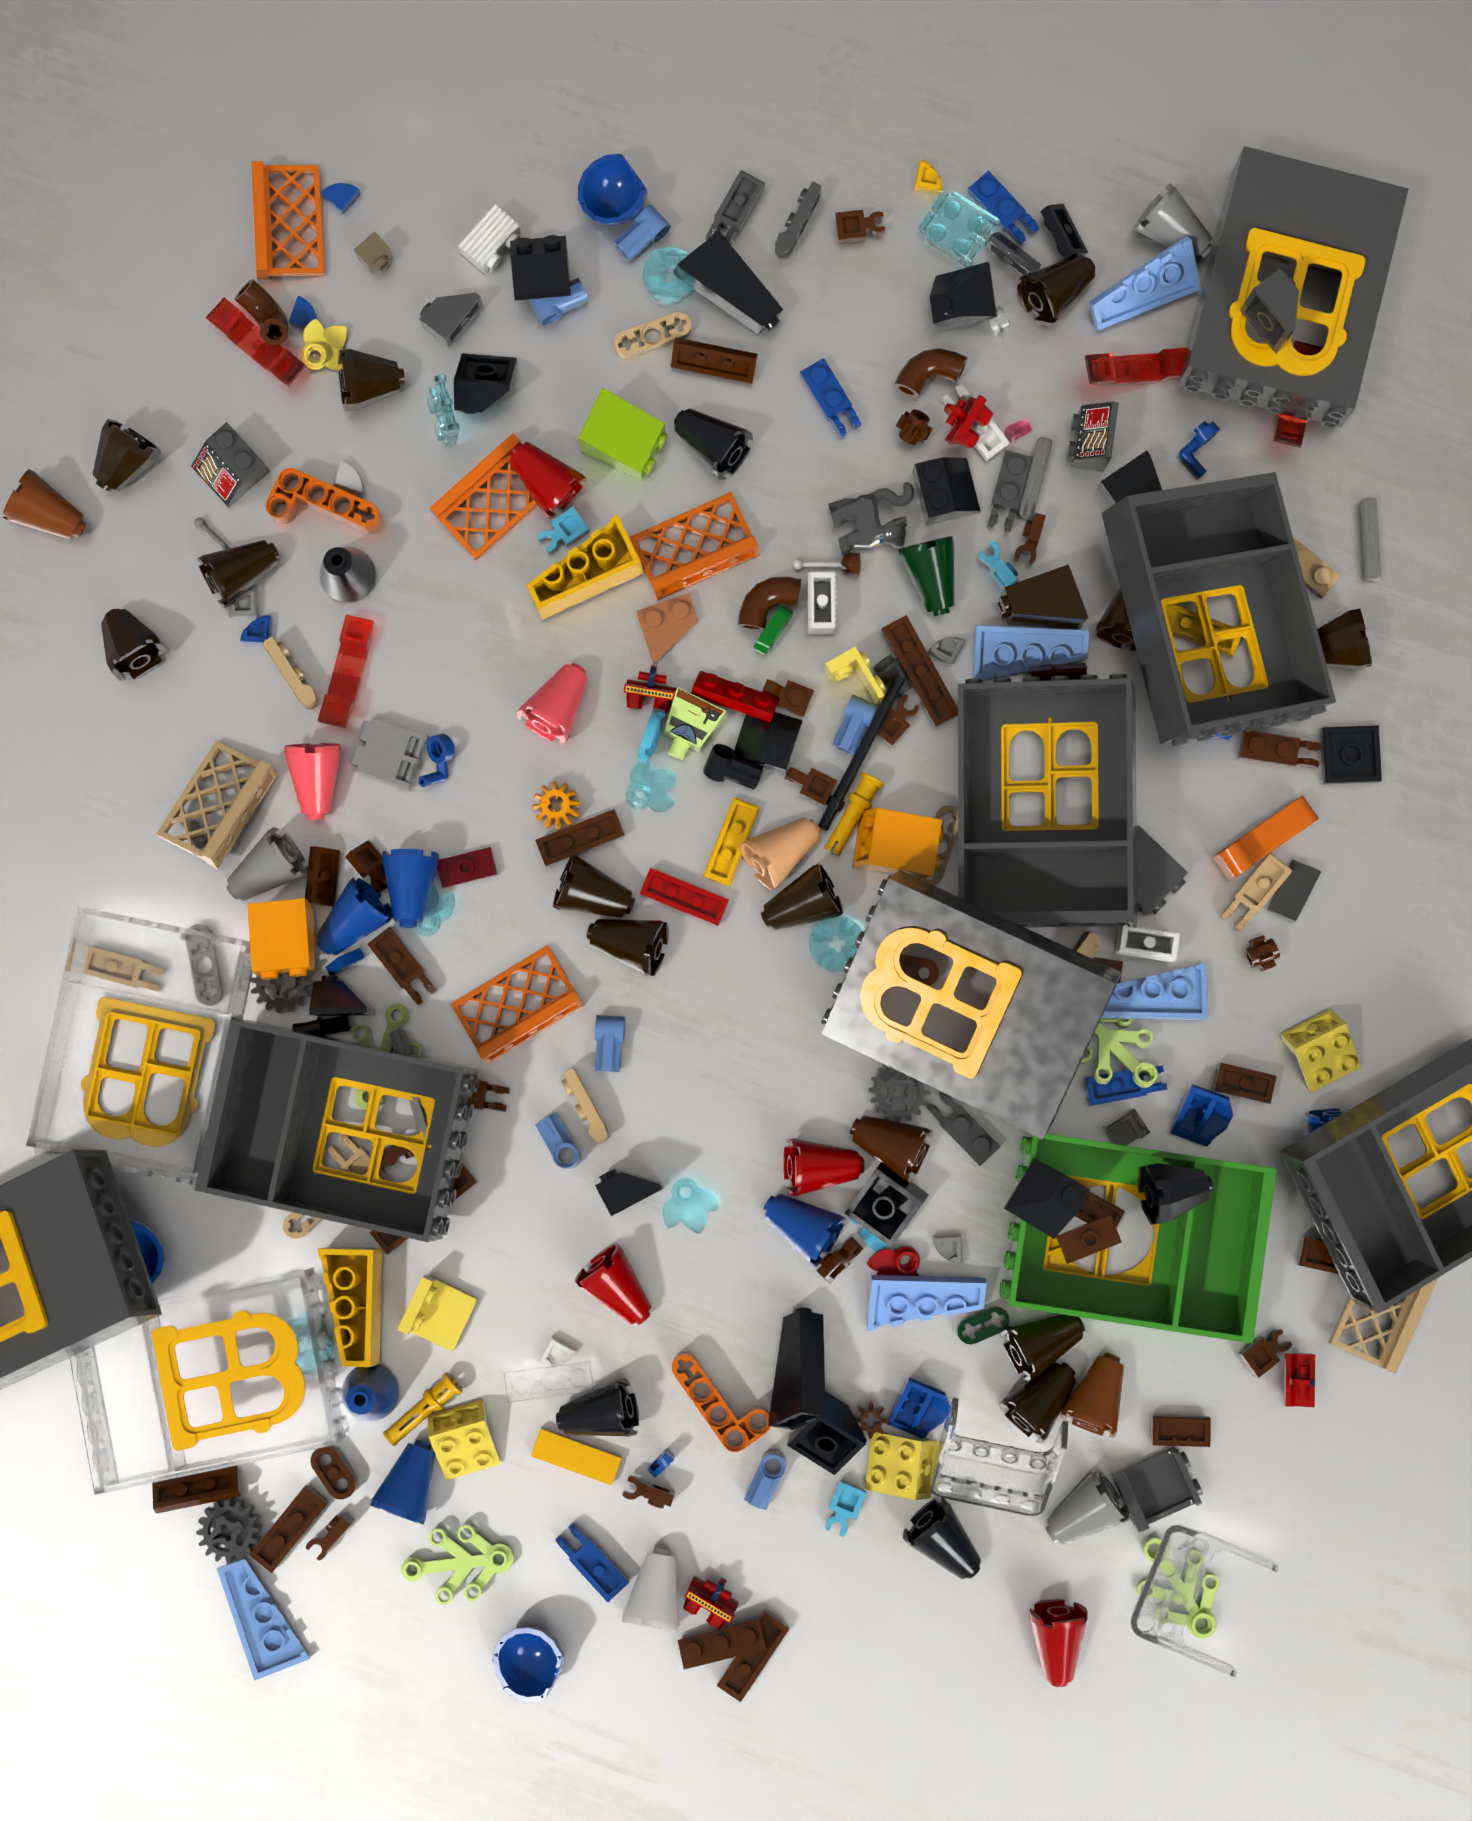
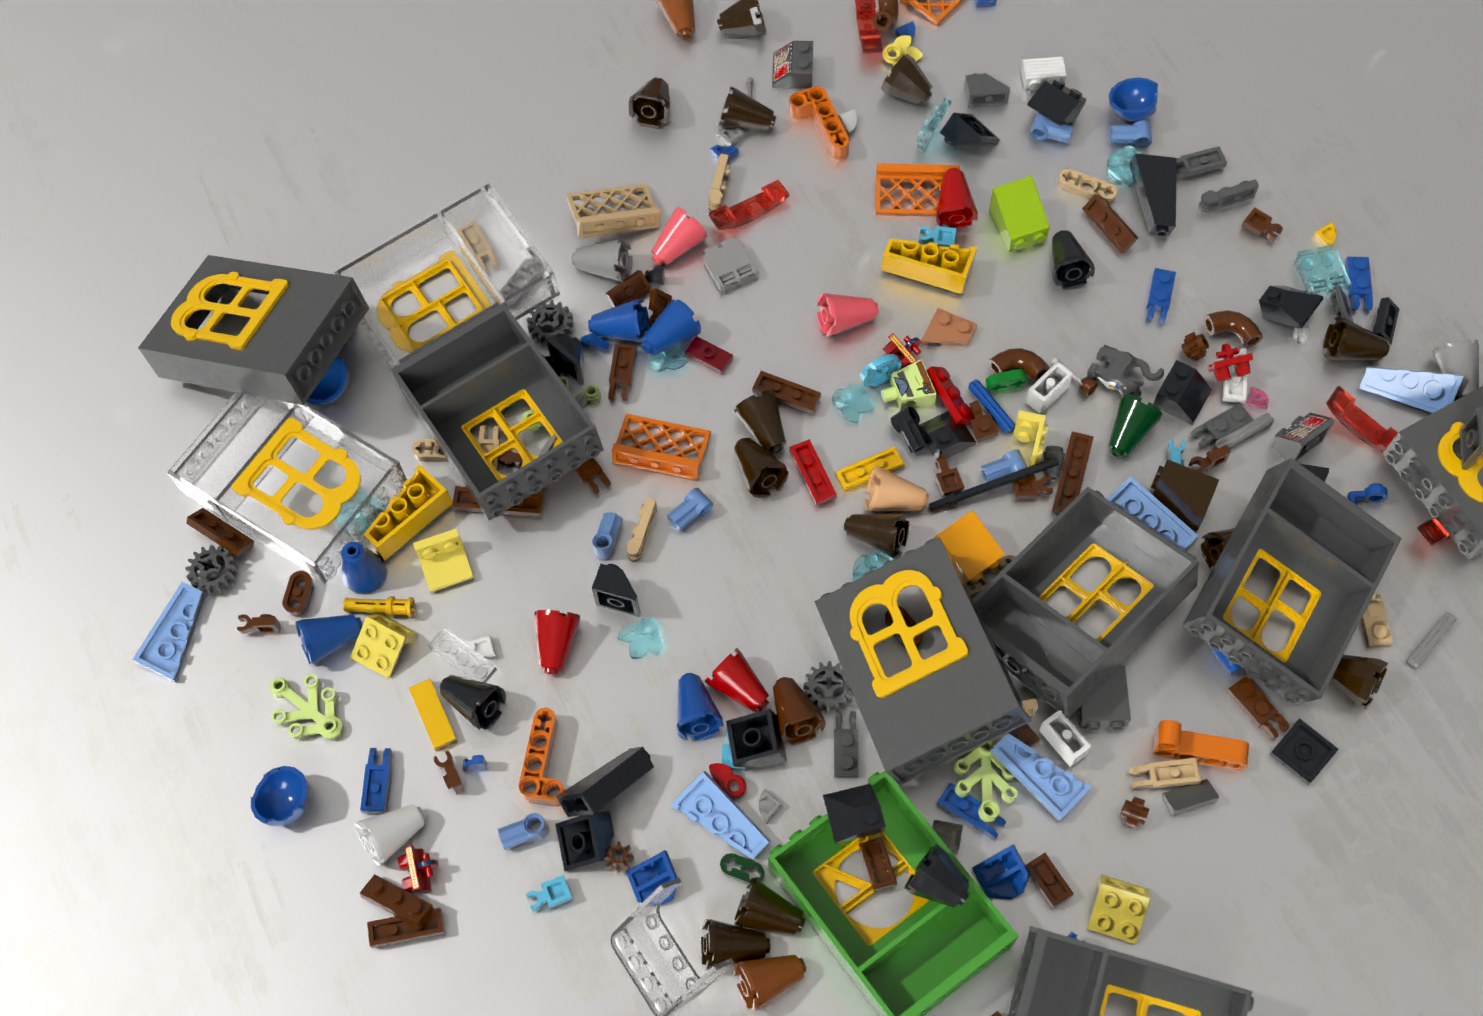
camera: 45 degrees right, 20 degrees down
(282, 937) = (575, 294): light orange slope -> none
(288, 1528) = (241, 599): reddish brown plate -> none
(331, 833) = (655, 276): none -> black tile
(347, 574) = (799, 159): black cone -> none
(373, 253) = (973, 32): dark tan plate -> none
(440, 750) = (756, 286): blue plate -> none
(546, 804) = (796, 358): light orange gear -> none
(704, 566) = (1001, 316): orange fence -> none
(782, 668) = (991, 406): none -> blue axle
(834, 1264) = (693, 748): reddish brown plate -> none
(859, 801) = (933, 520): yellow pin -> none
(901, 1466) = (607, 902): light yellow bracket -> none
(943, 1539) = (587, 972): black cone -> none
(947, 649) = (1100, 478): light grey tile -> none
(1088, 1239) = (856, 863): reddish brown plate -> none
(1186, 626) = (1261, 585): yellow tile -> none

